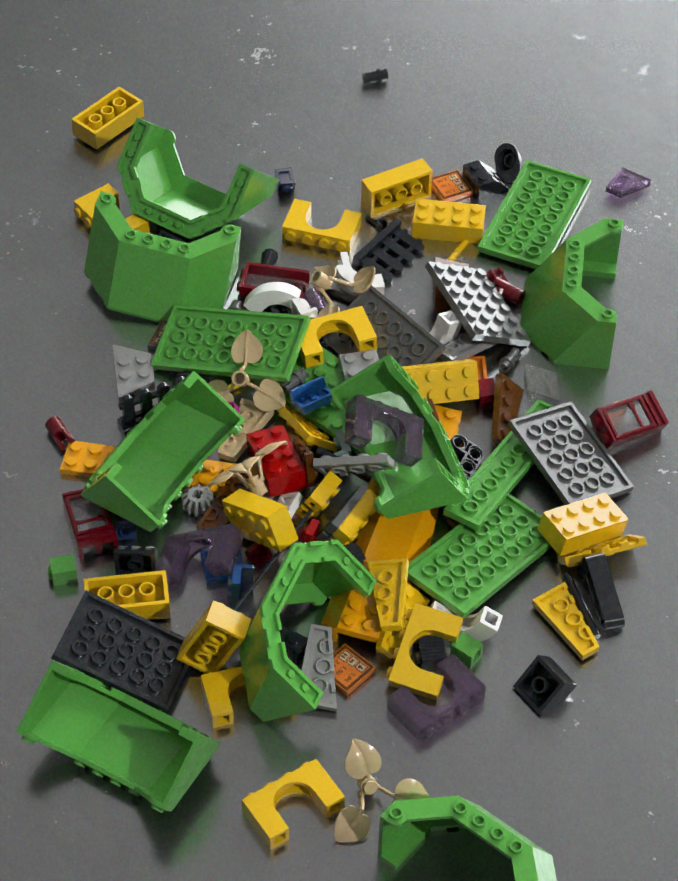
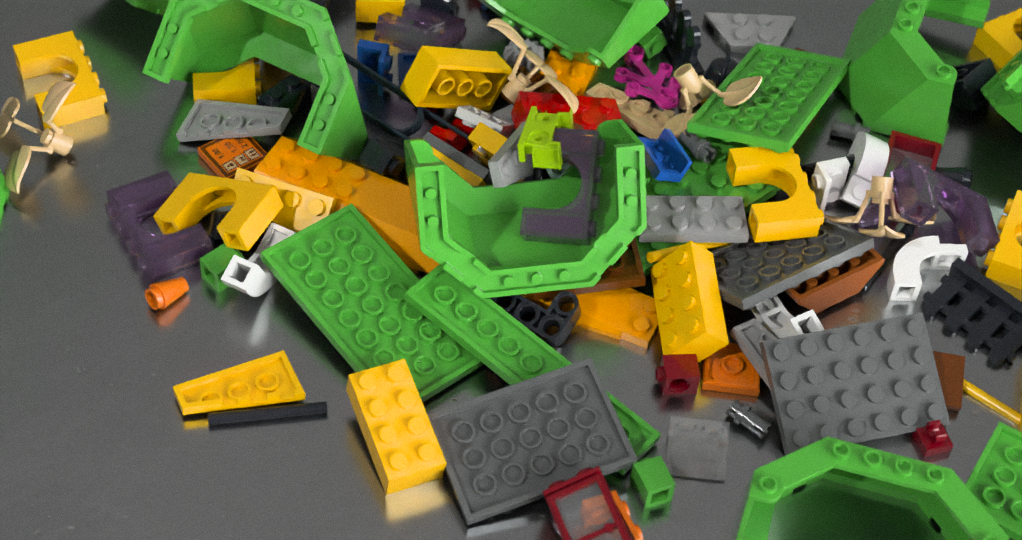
camera: 95 degrees right, 0 degrees up
(317, 255) = (922, 190): none -> clear purple arch
(359, 428) = (538, 138): none -> lime piece
(390, 591) = (308, 178): yellow wing -> none
(499, 681) = (163, 293): none -> orange cone
(506, 406) = (649, 387): reddish brown wing -> none
(509, 291) = (904, 441): dark red hinge -> none
(544, 684) = (143, 339): black slope -> none
(578, 397) = (652, 481): none -> bright green brick
(597, 573) = (274, 425): black beam -> none
(608, 548) = (350, 459): yellow wing -> none

